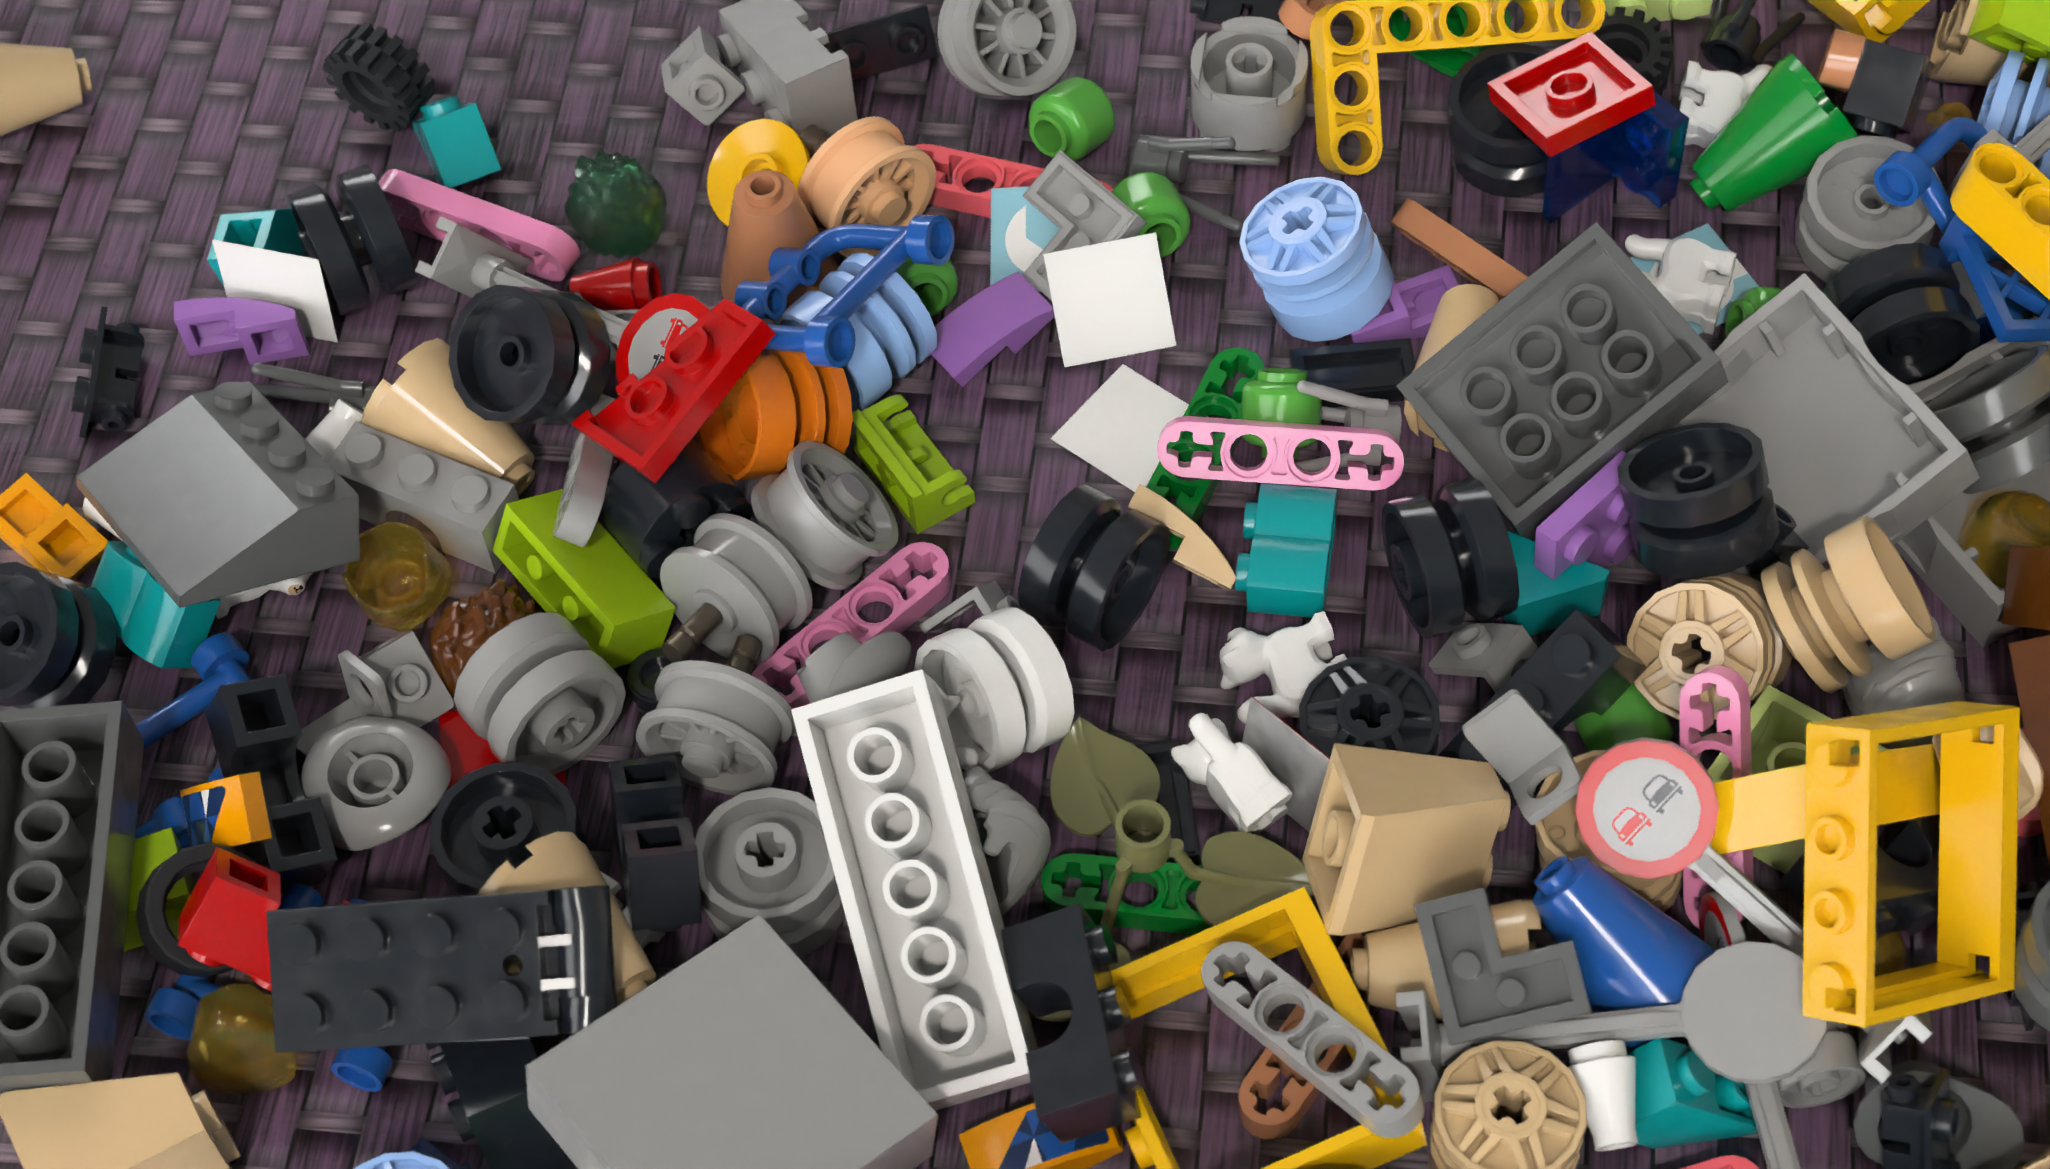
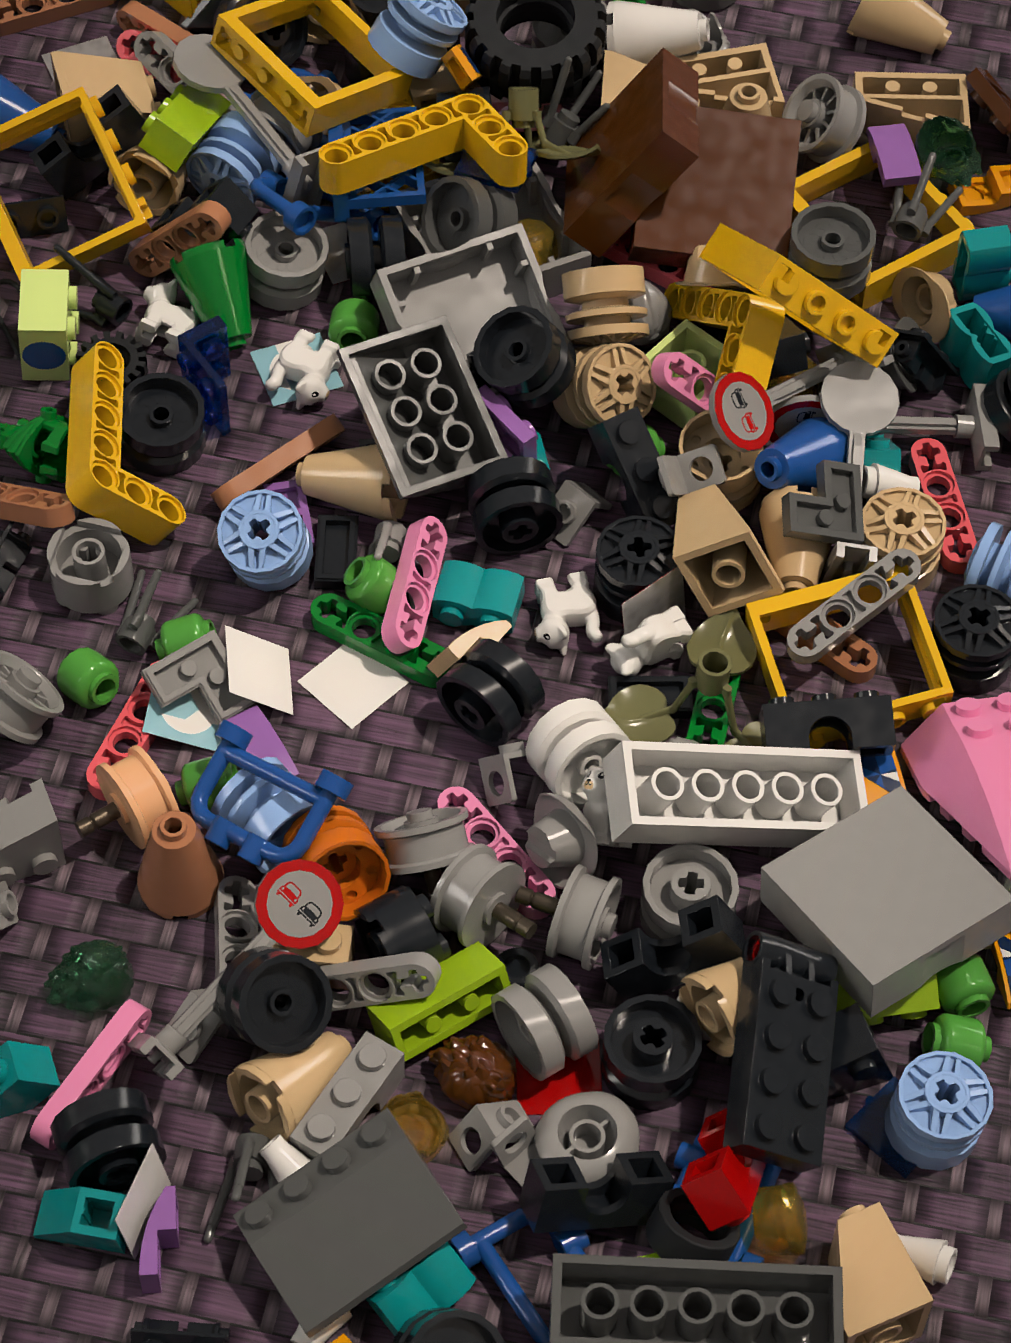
camera: 90 degrees left, 0 degrees up
(227, 811) = (627, 1214): light orange slope -> none
(619, 285) = (175, 976): red cone -> none
(672, 402) = (350, 891): red wing -> none
(752, 148) = (116, 871): yellow dish -> none
(908, 464) = (383, 799): lime hinge -> none
(1571, 94) = (184, 370): red tile -> none

